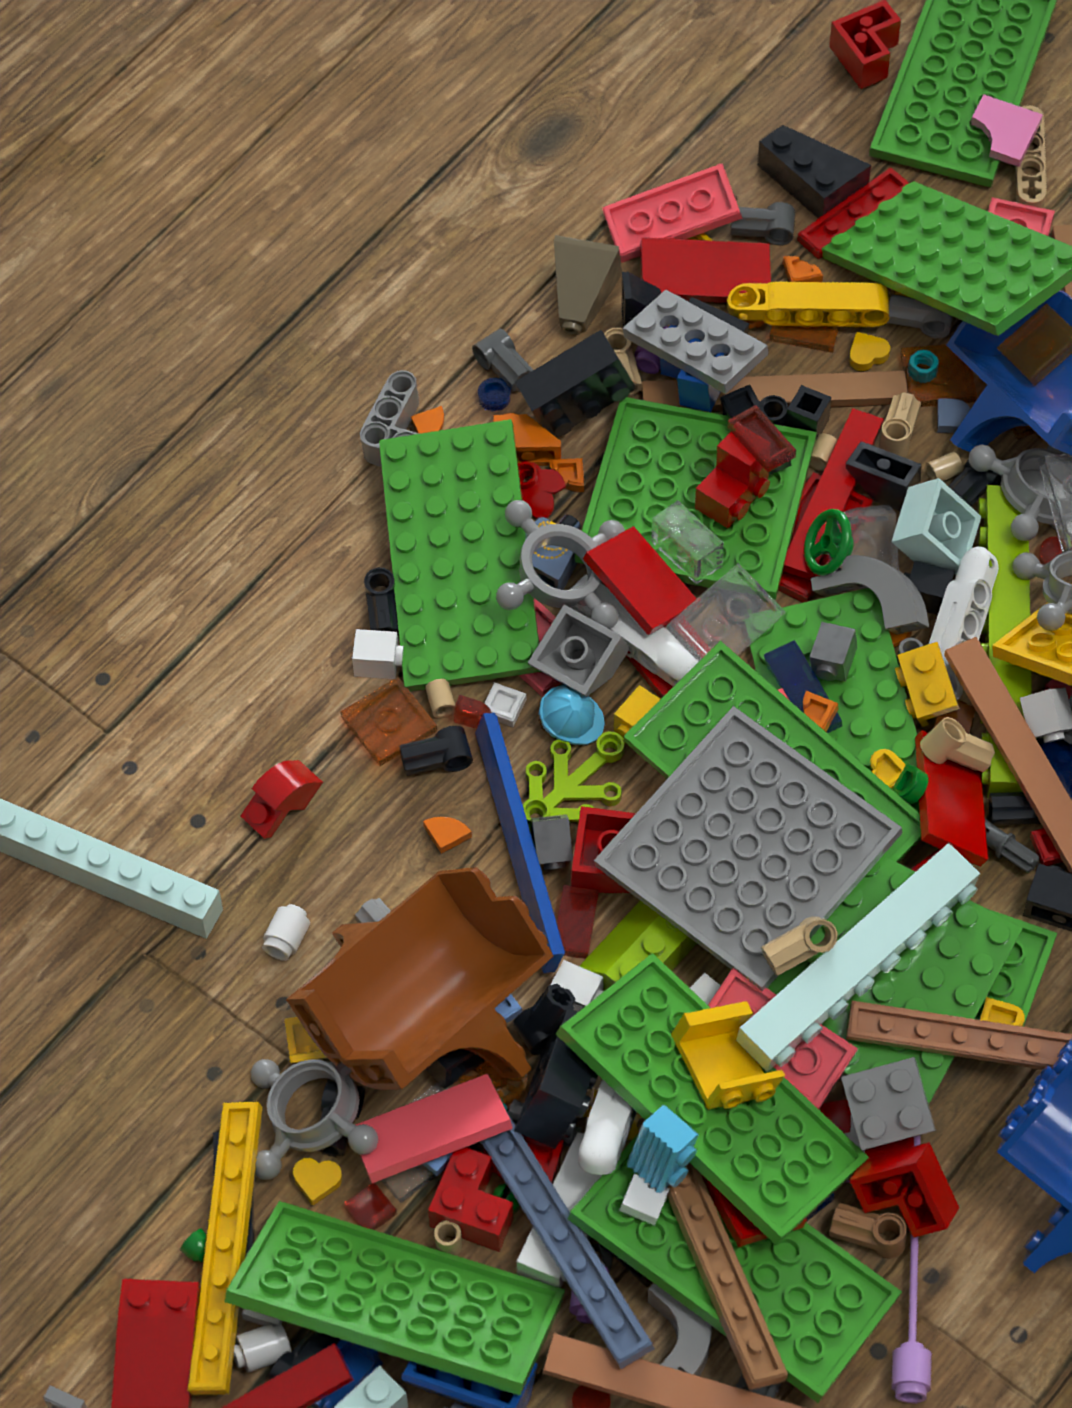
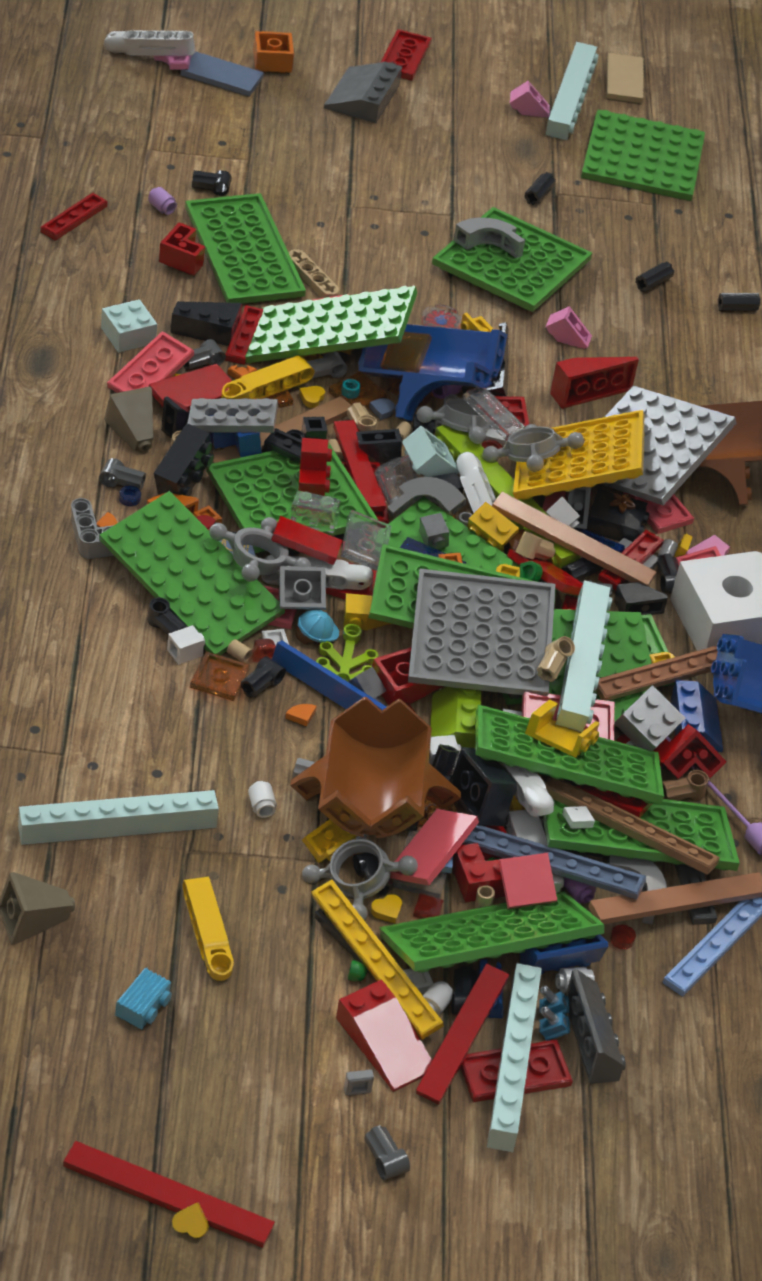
camera: 45 degrees left, 15 degrees down
(69, 1077) = (208, 927): none -> yellow piece
(278, 791) = (198, 736): red brick -> none
(503, 1252) = (527, 880): none -> coral tile
(663, 1150) = (575, 781): medium azure brick -> none
(696, 132) = (128, 325): none -> light aqua brick
(761, 438) = (323, 437): clear red tile -> none
(831, 543) = (397, 483): green piece -> none
(969, 1134) = (699, 710): none -> blue slope
(1007, 127) = (294, 261): bright pink tile -> none

